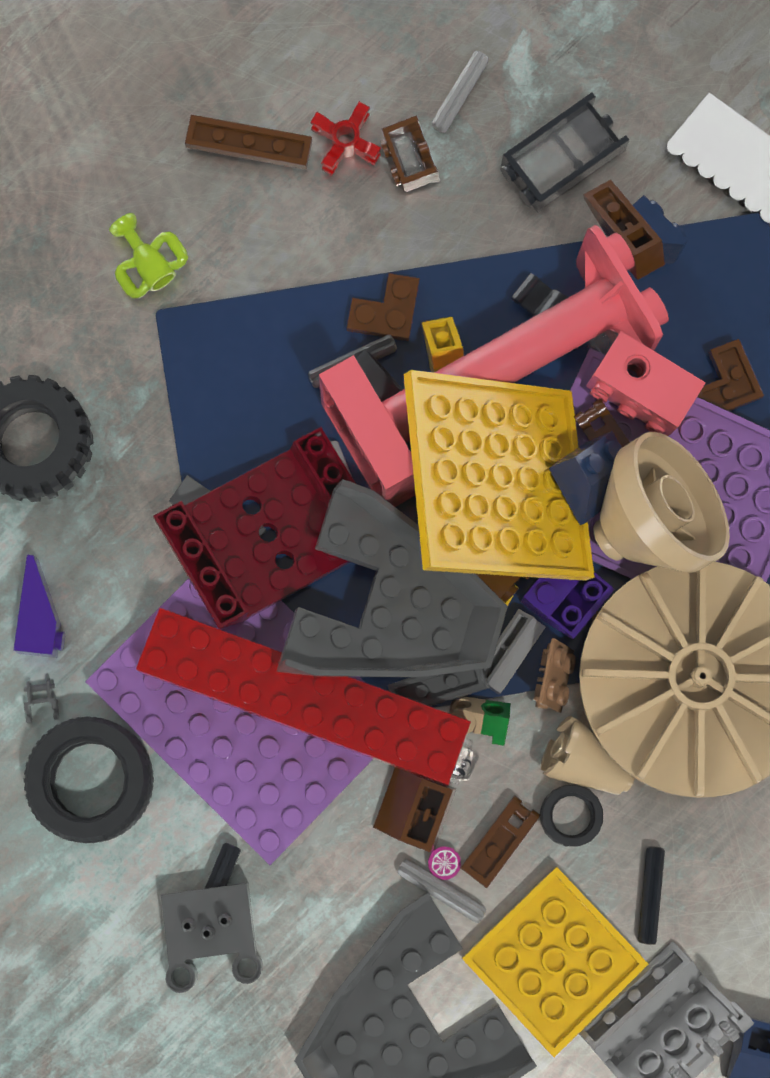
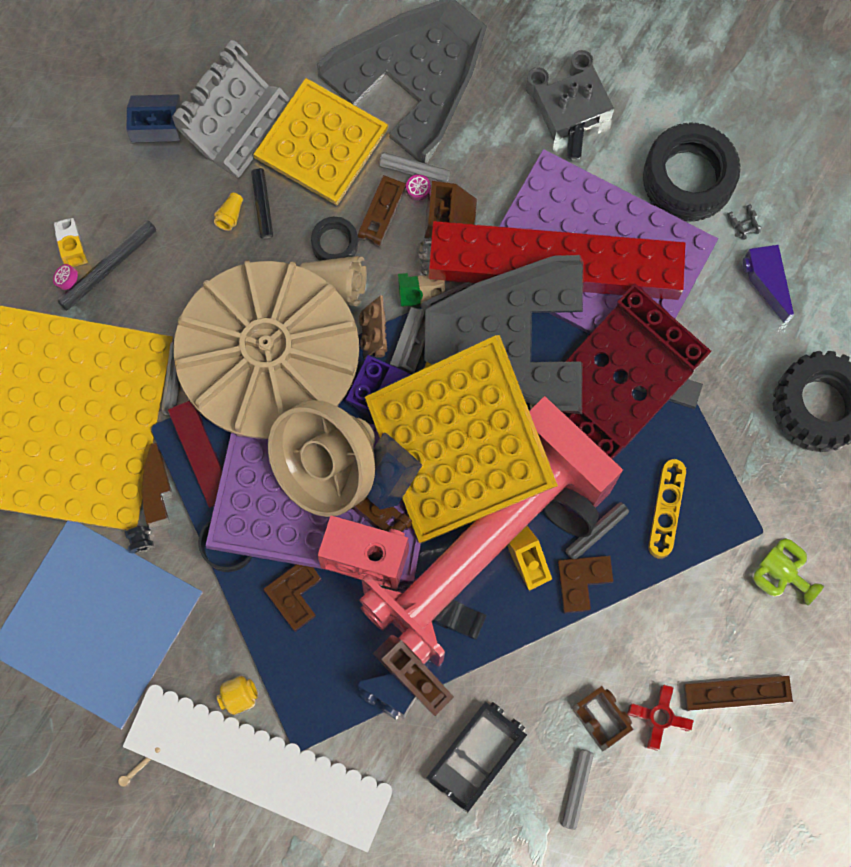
camera: 165 degrees right, 5 degrees down
(261, 365) = (669, 509): none -> yellow beam
(697, 893) = (228, 213): none -> yellow cone

